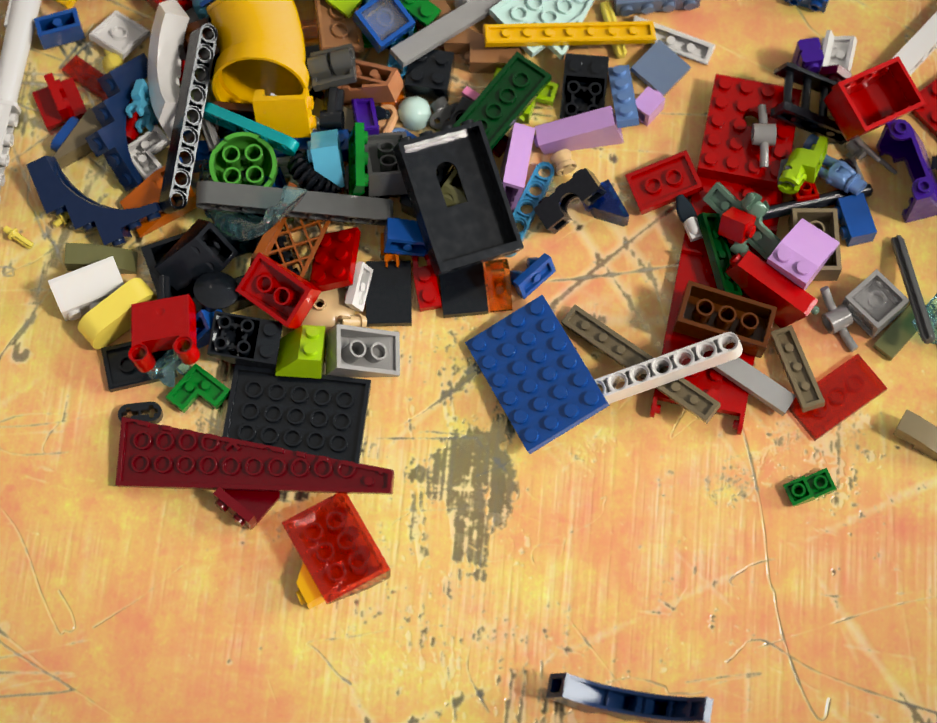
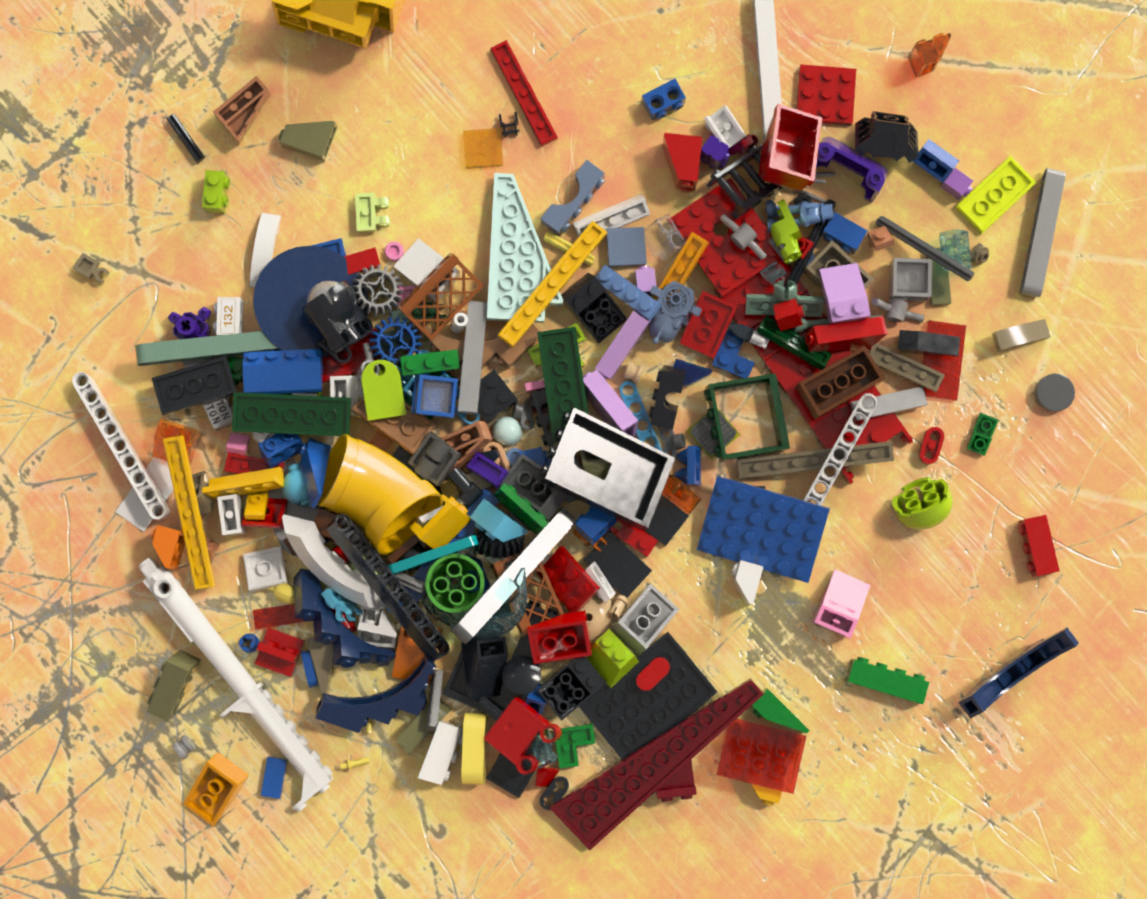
camera: 45 degrees left, 15 degrees up
(42, 68) = (255, 641): none -> blue bush
(59, 28) = (225, 605): blue brick -> none
(132, 244) = (434, 700): none -> light grey tile
(148, 391) = (545, 776): none -> red slope
(153, 150) = (384, 627): none -> white slope
(321, 397) = (652, 673): none -> red tile
(387, 525) = (772, 709): none -> green slope
(480, 400) = (746, 579): none -> white slope
(510, 603) = (887, 681): none -> green brick
(537, 244) = (673, 441): none -> dark grey piece
(537, 501) = (841, 604): none -> slope
(578, 269) = (702, 433): none -> tile
(639, 247) = (776, 412): none -> dark green window
(644, 142) = (670, 320): none -> sand blue helmet
(653, 227) = (729, 360): none -> blue plate
(684, 117) = (685, 262): none -> light orange plate
(693, 494) = (925, 513): none -> lime cylinder
(697, 82) = (663, 238): none -> clear piece
(752, 452) = (931, 446): none -> red plate
(760, 188) = (773, 273): none -> clear light blue tile
(762, 624) = (1038, 546): none -> red brick
(776, 43) = (683, 159): none -> red slope
(835, 365) = (928, 343): none -> black slope
(881, 248) = (880, 238): none -> nougat bracket
(911, 515) = (1055, 392): none -> dark grey tile

